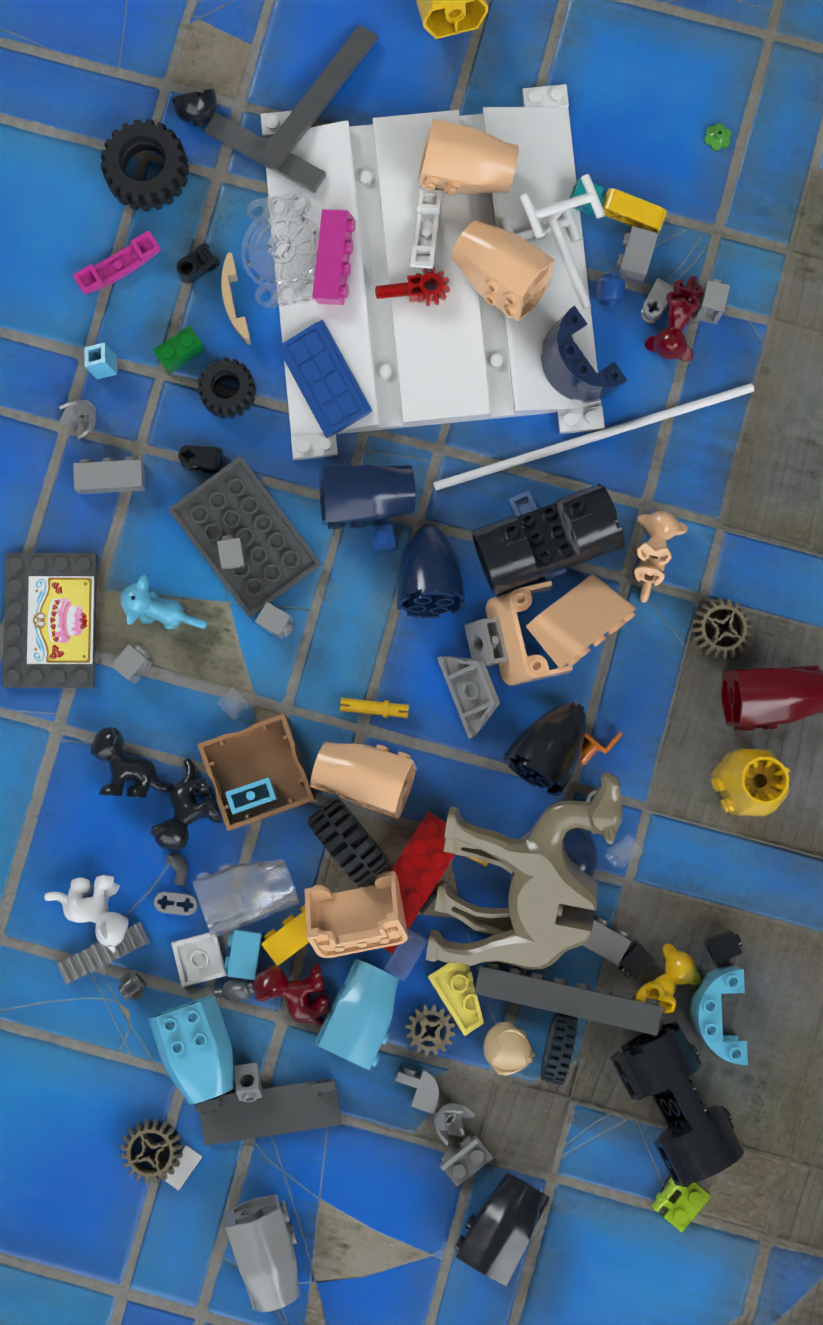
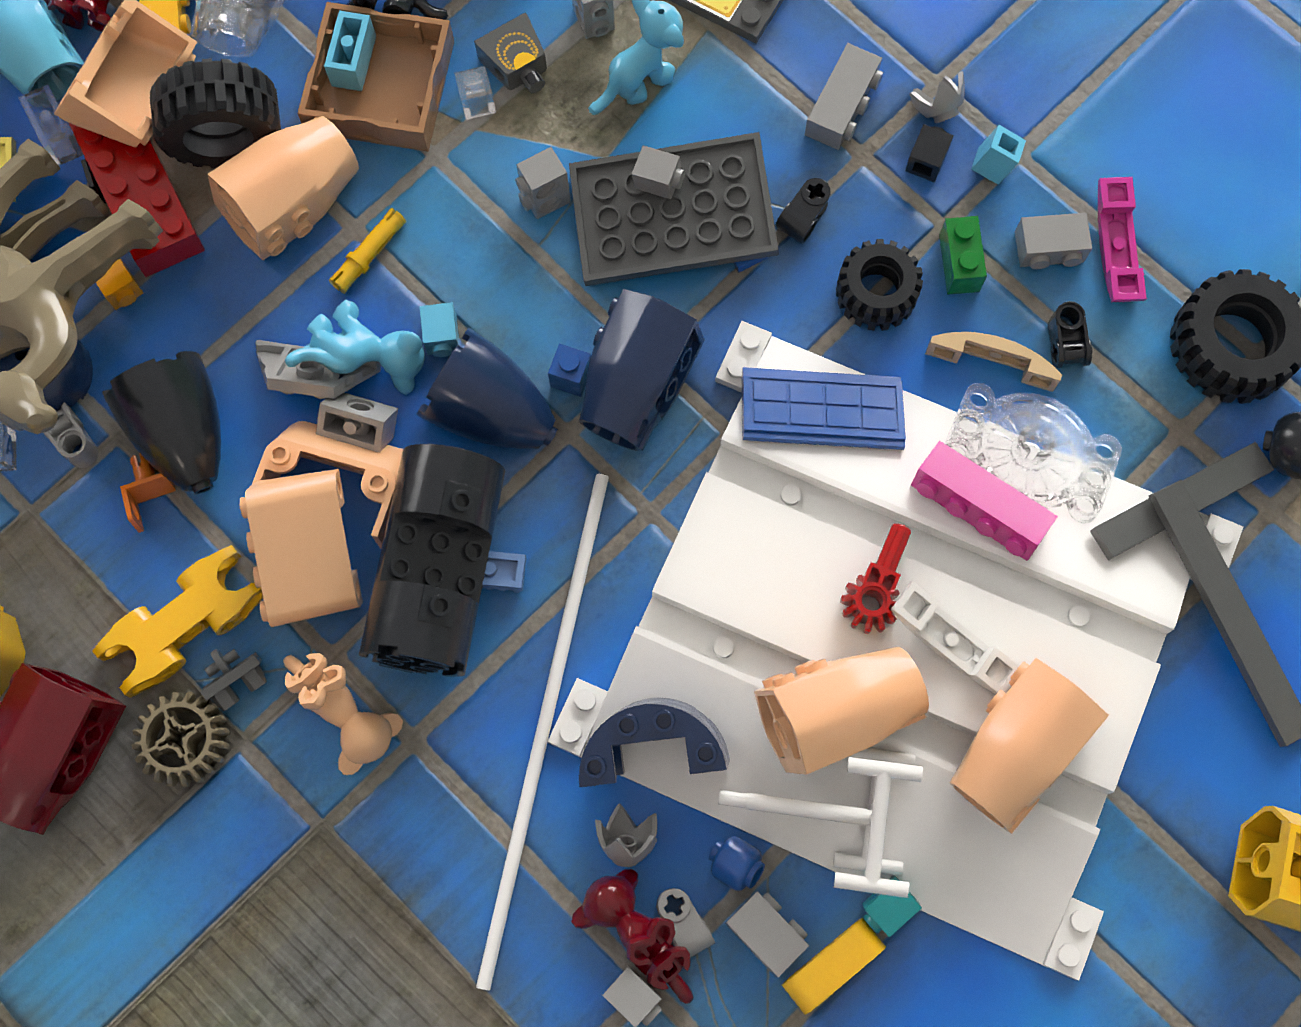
camera: 120 degrees right, 10 degrees down
(119, 404) = (929, 152): none -> black brick
(138, 303) = (1053, 240): none -> light grey brick
(193, 695) = (514, 54): none -> dark grey torso
(401, 631) = (439, 329): none -> medium azure brick
(431, 645) = (342, 353): none -> medium azure animal
(632, 352) = (624, 840): none -> light grey piece
(671, 624) = (220, 689): none -> dark grey hips
(675, 678) = (161, 635): none -> yellow piece

